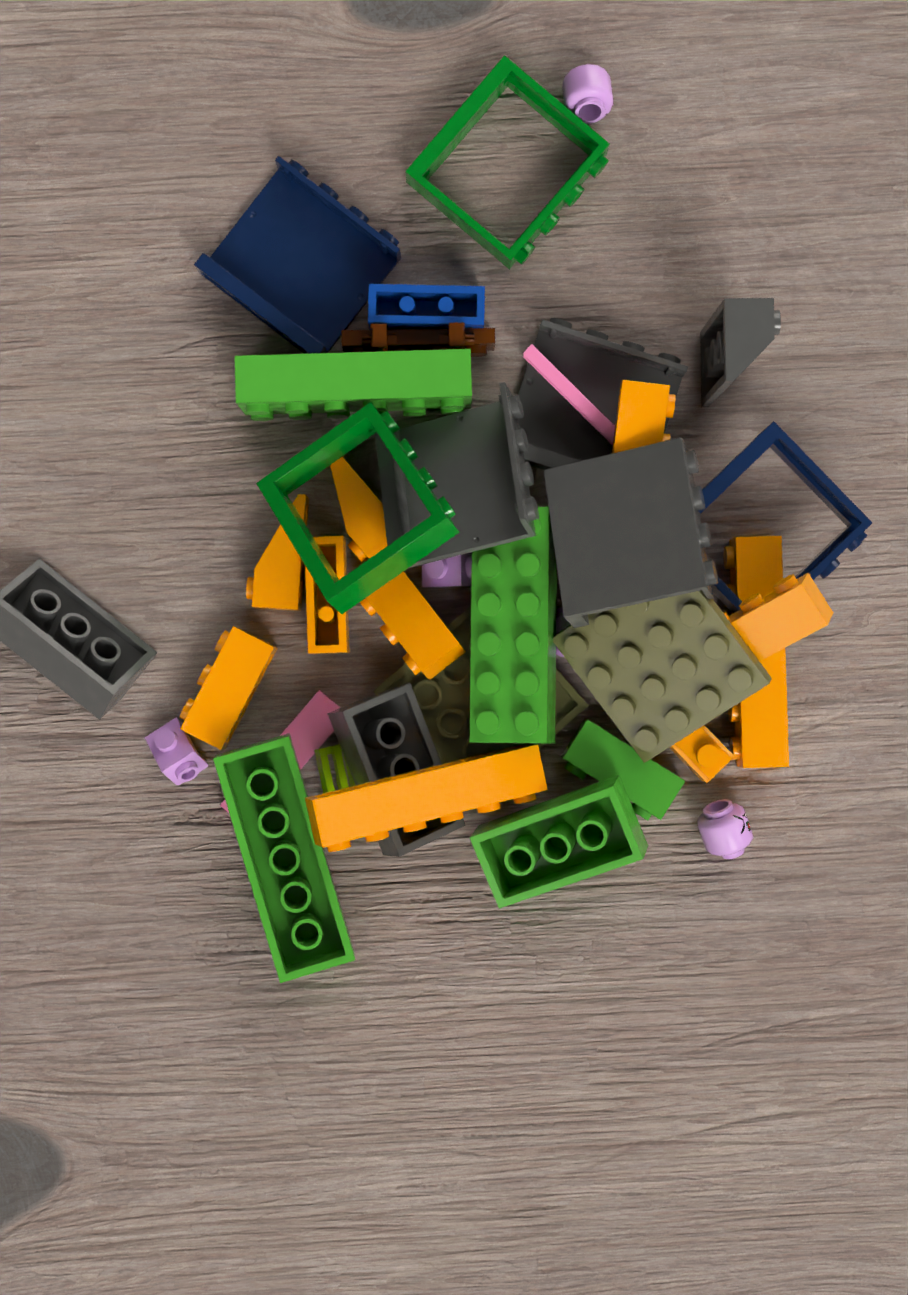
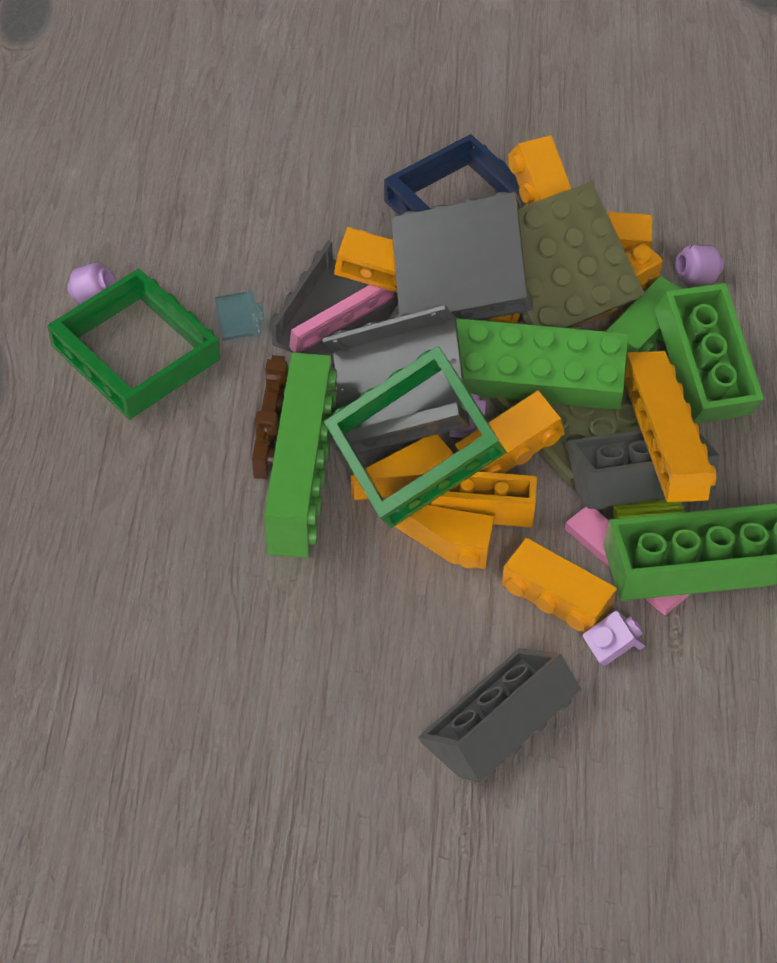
camera: 80 degrees left, 35 degrees down
(301, 260) = (177, 496): dark blue panel -> none
(425, 306) = (242, 402): blue brick -> none
(565, 278) = (238, 315): none -> clear light blue brick
(733, 340) = (324, 191): dark grey slope -> none

